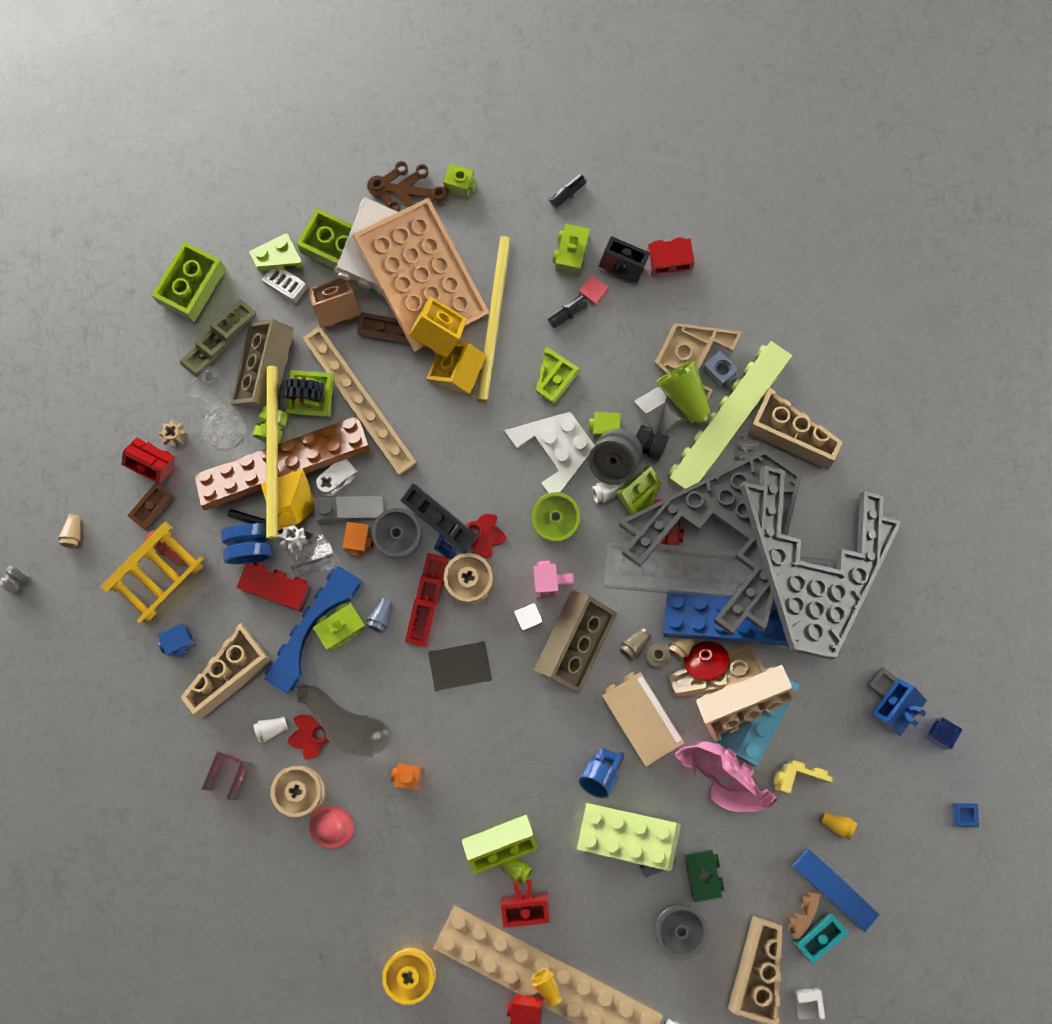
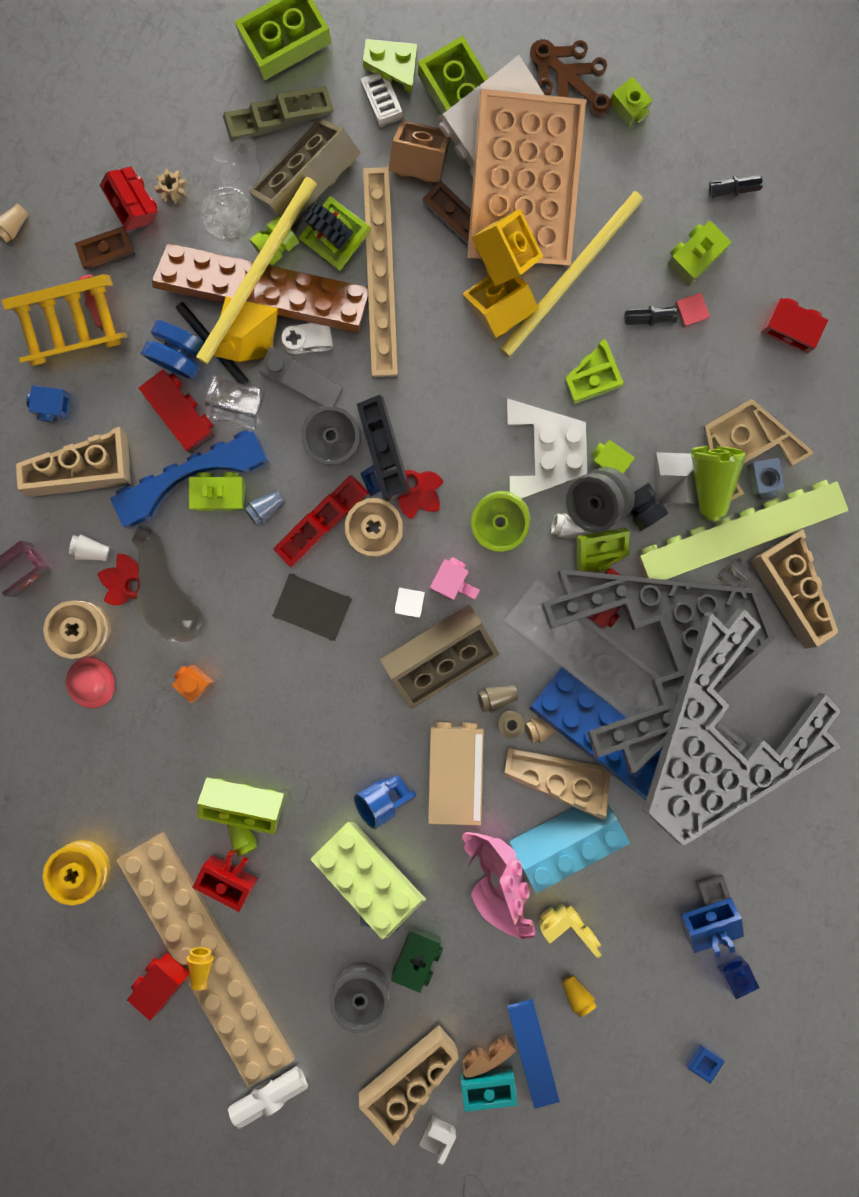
camera: 25 degrees right, 10 degrees up
(292, 539) = (221, 367): white gear -> none
(357, 539) = (289, 415): orange brick -> none
(624, 259) = (745, 298): black brick -> none
(707, 668) = (554, 769): red dish -> none
(745, 701) = (567, 826): wedge -> none

